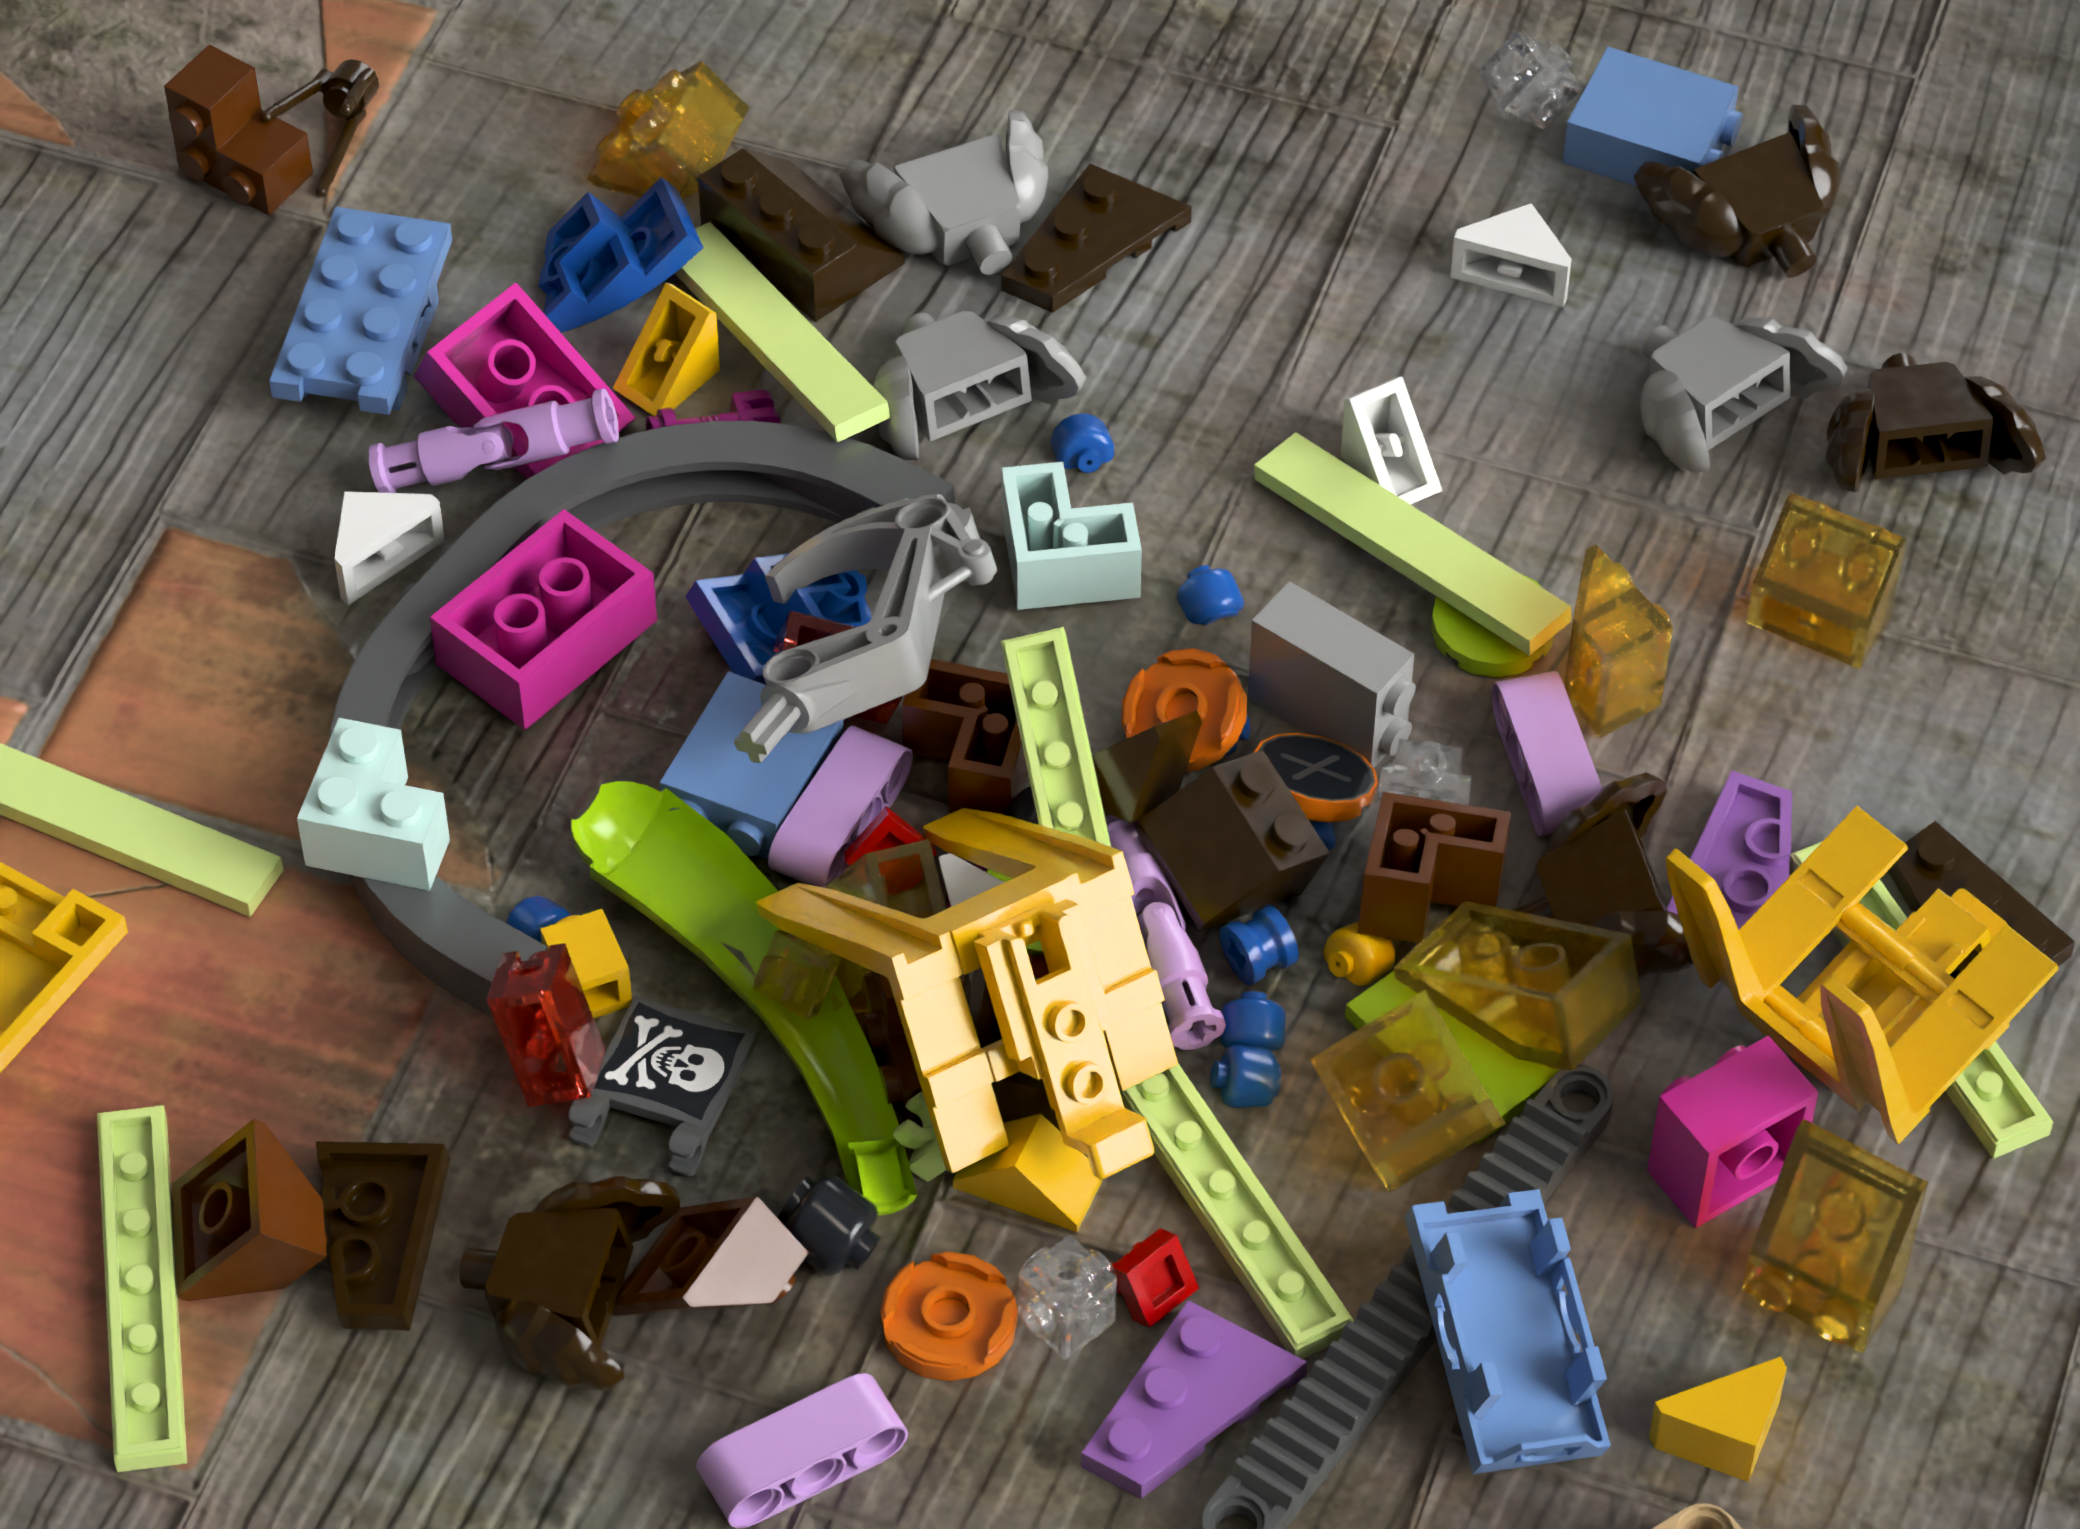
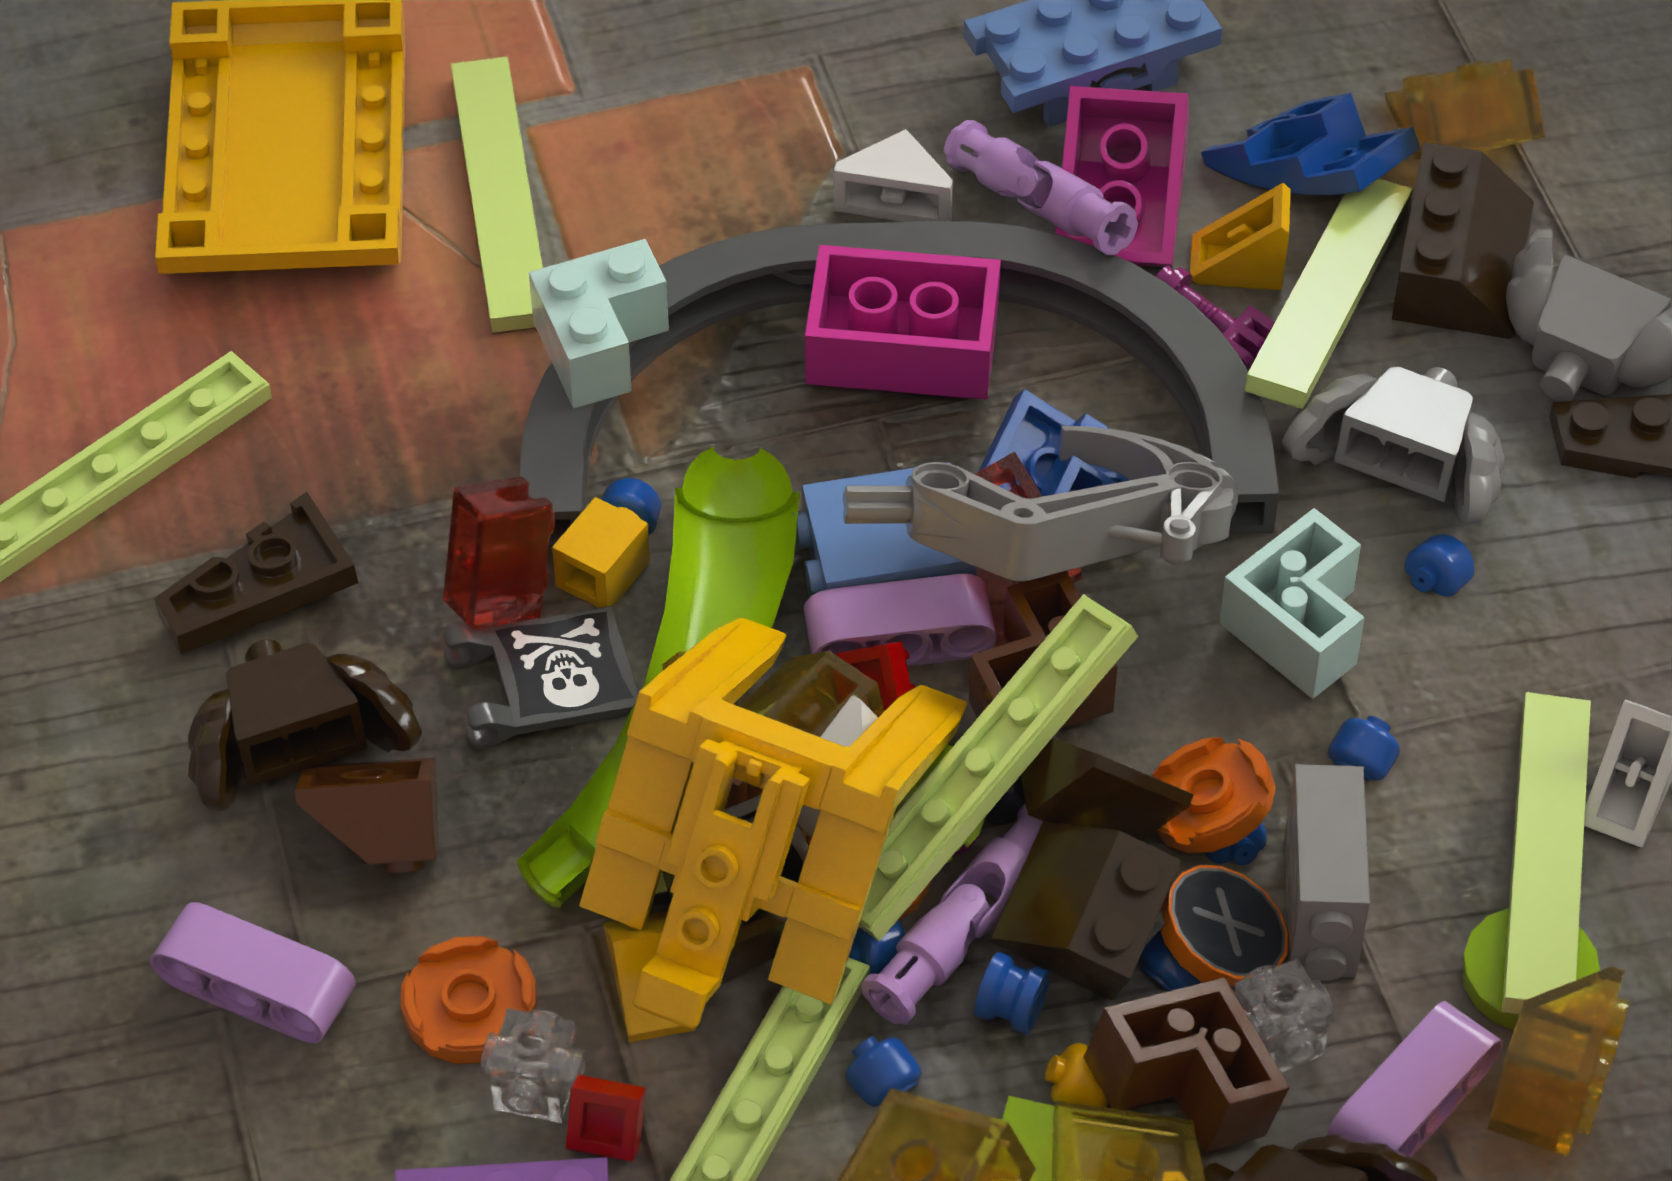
camera: 55 degrees right, 0 degrees up
(245, 1219) = (196, 496): reddish brown slope -> none
(831, 1224) = (479, 859): black head -> none
(1254, 1022) = (940, 1044): blue piece -> none

